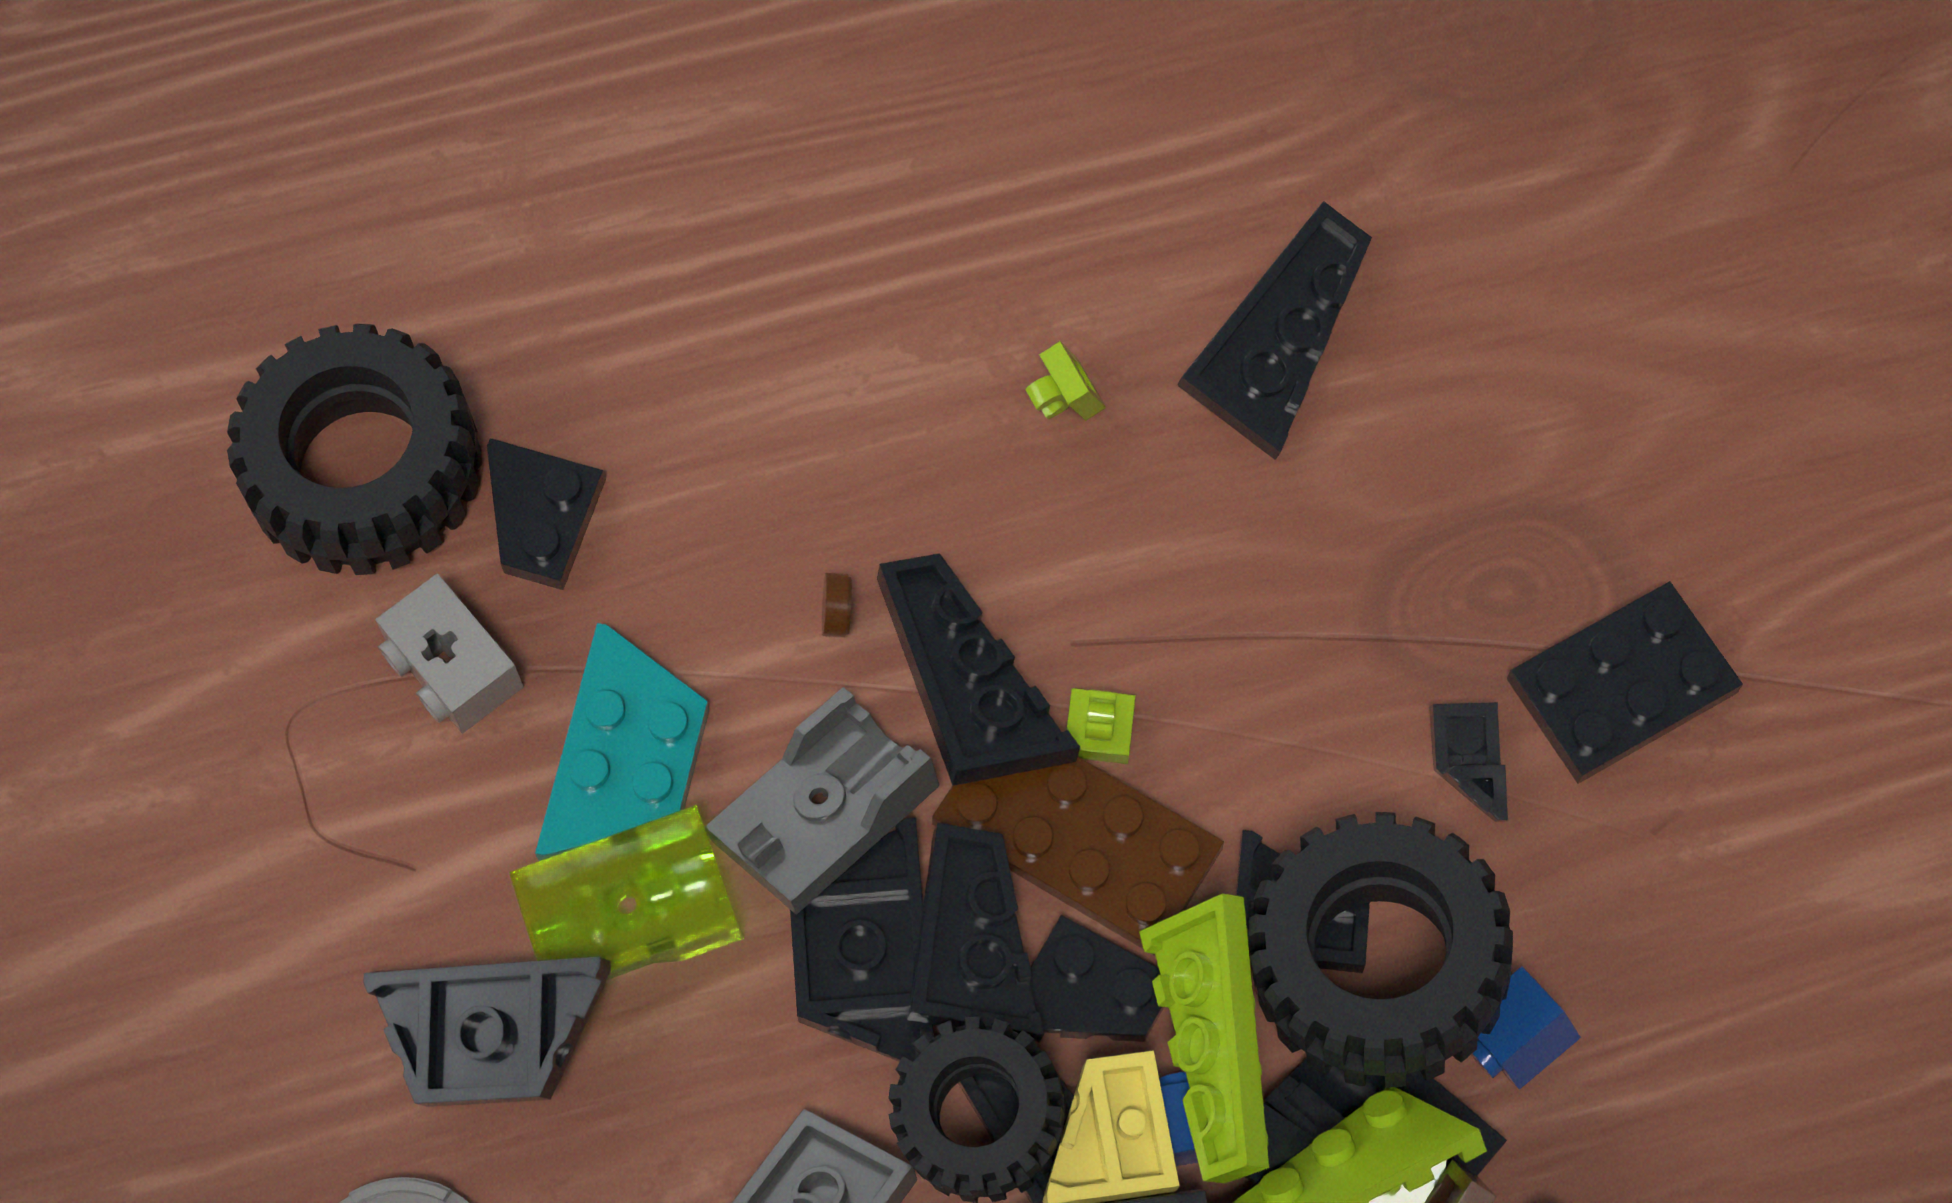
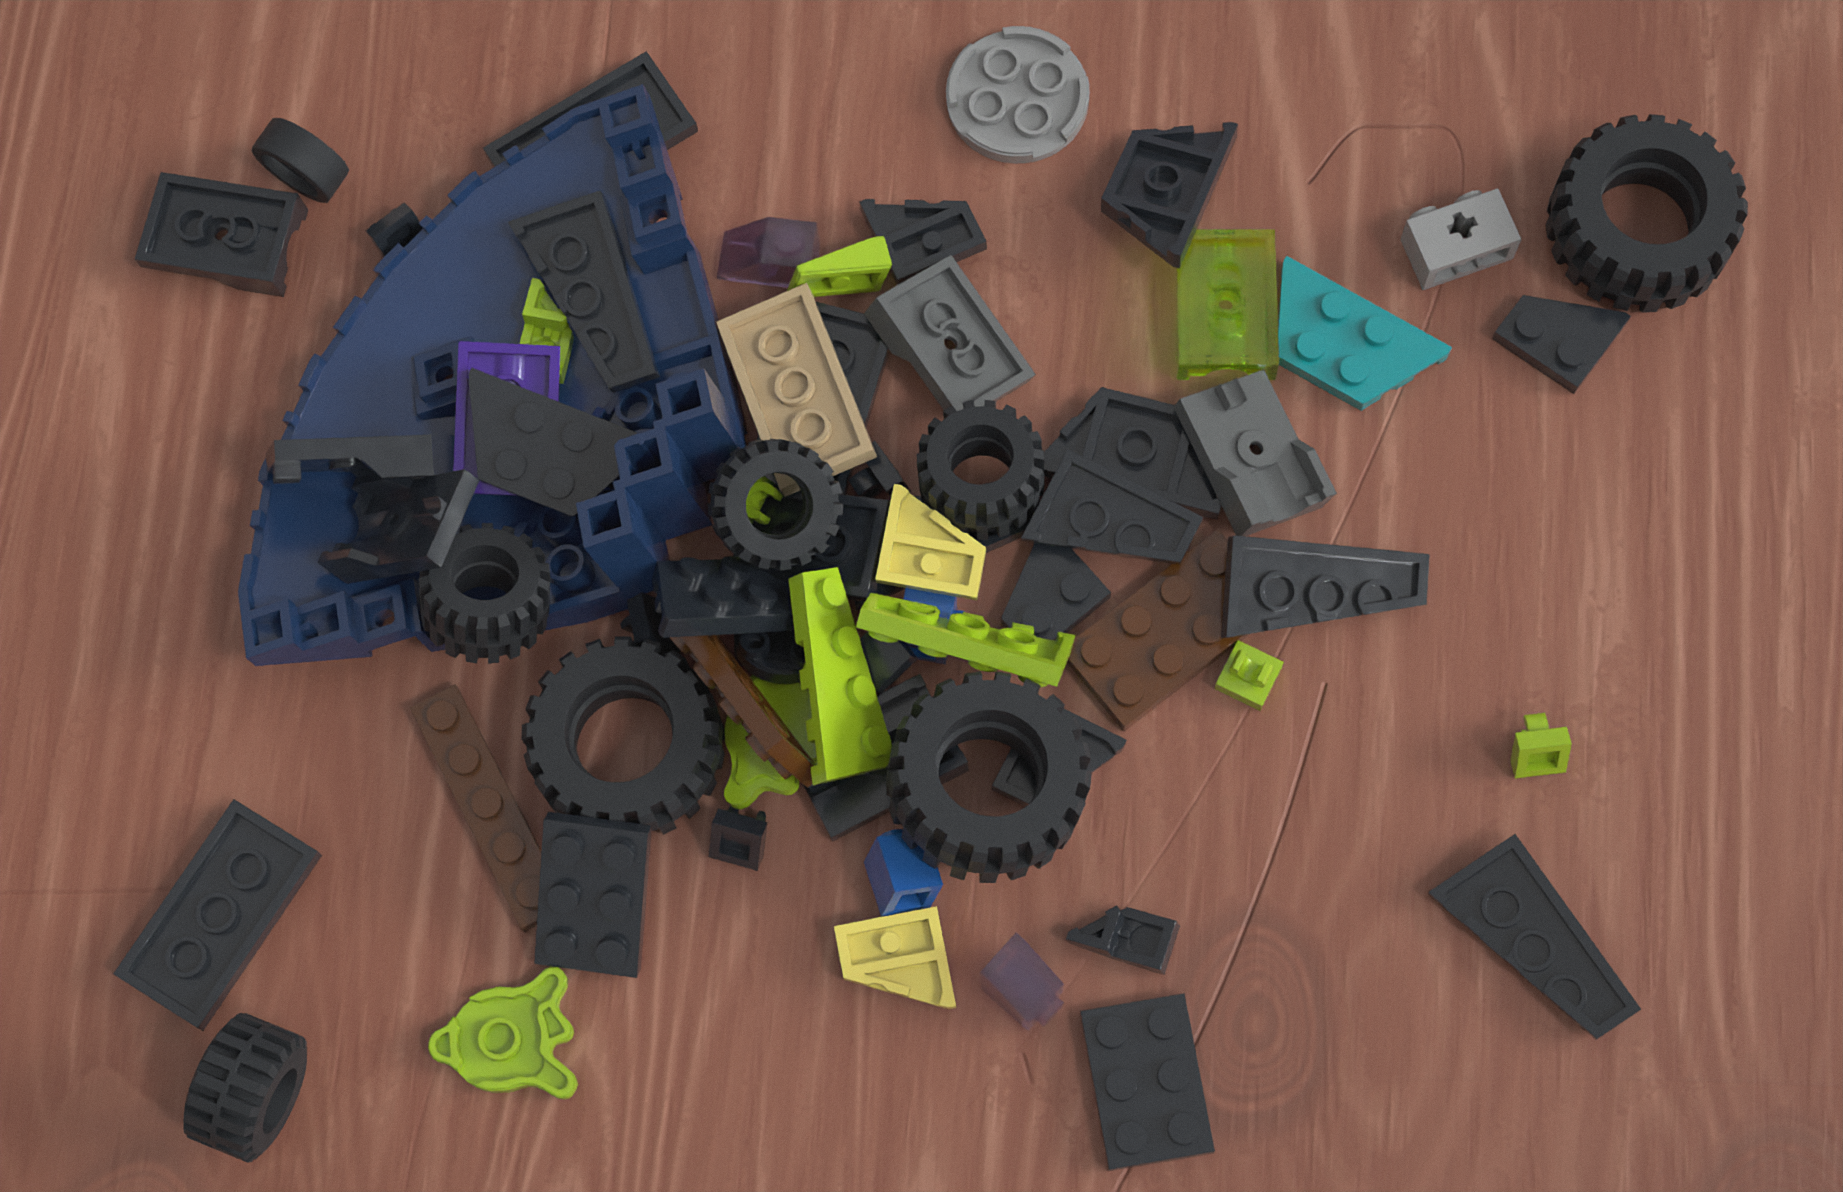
camera: 115 degrees right, 5 degrees up
(836, 605) = (1408, 515): reddish brown tile -> none
(1588, 846) = (1022, 984): none -> clear purple slope
(1614, 1005) = (898, 956): none -> light yellow wing

